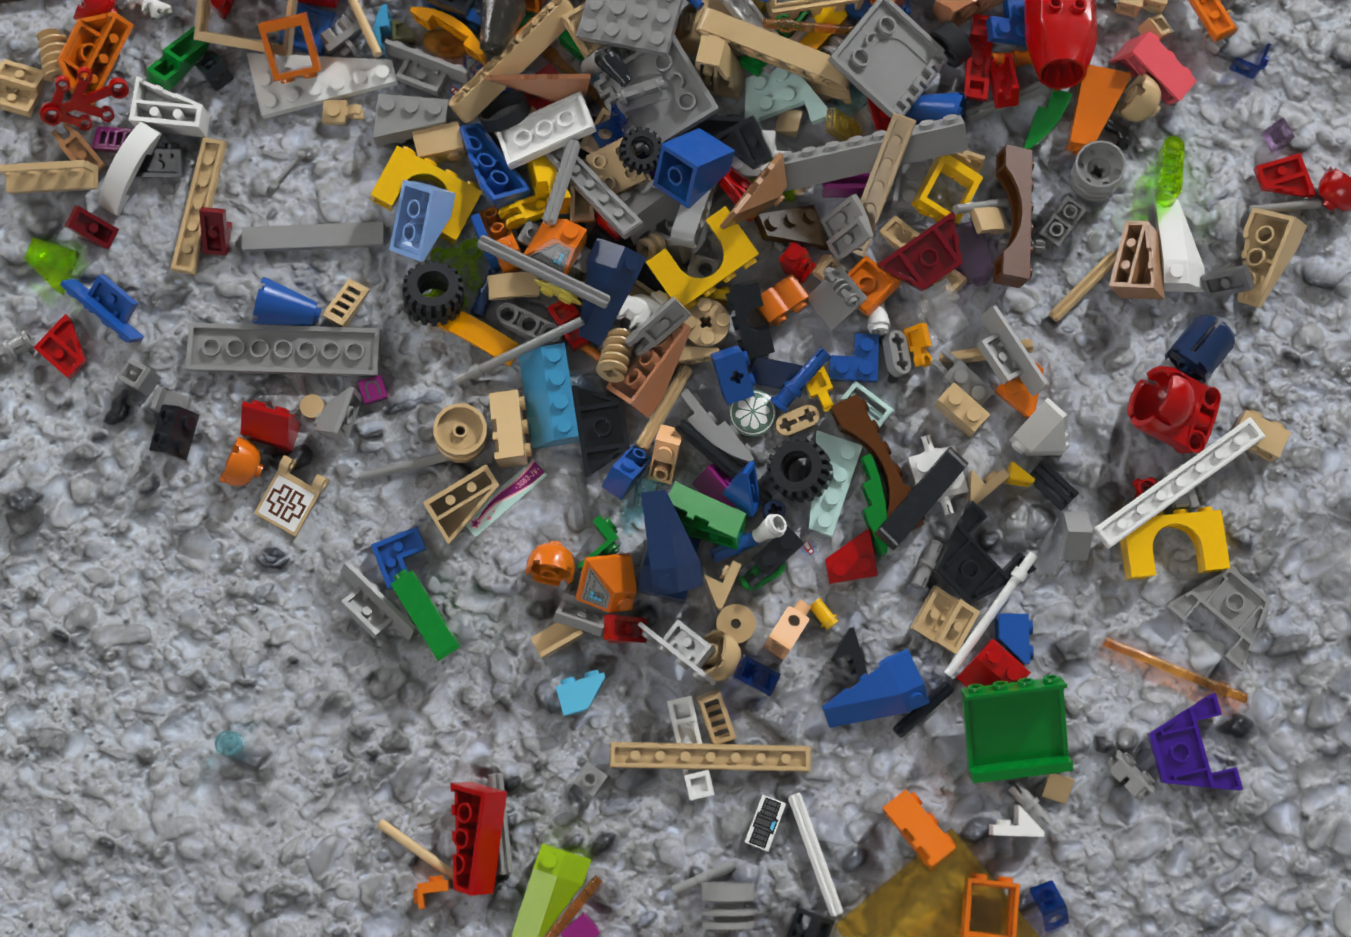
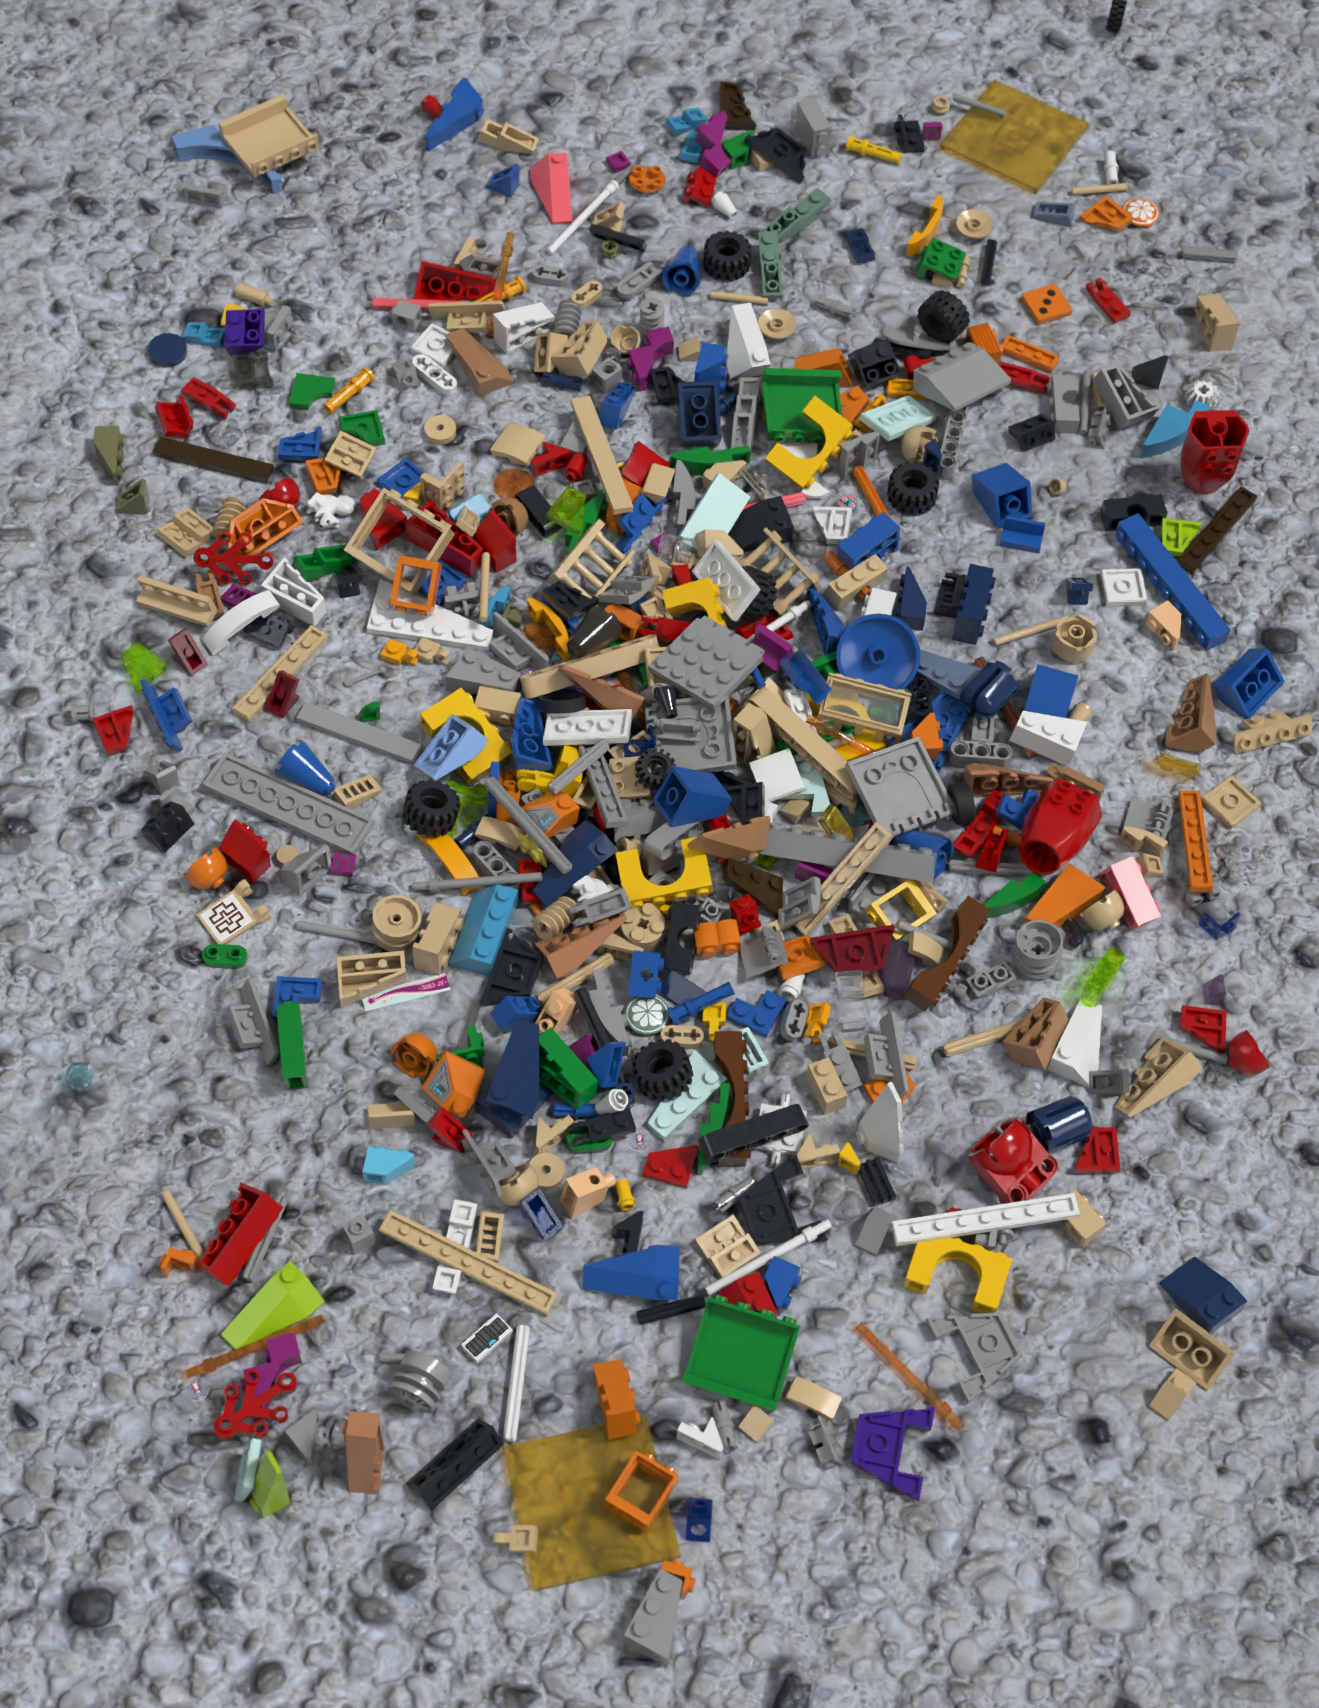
camera: 20 degrees right, 20 degrees down
(305, 544) = (224, 956): none -> green plate
(306, 128) = (397, 652): none -> light orange plate
(313, 210) = (370, 712): none -> green tile
(759, 96) = (778, 775): none -> white slope
(761, 271) = (710, 910): none -> light grey slope
(1098, 735) = (813, 1397): none -> tan slope
(1248, 357) = (1100, 1152): none -> red wing

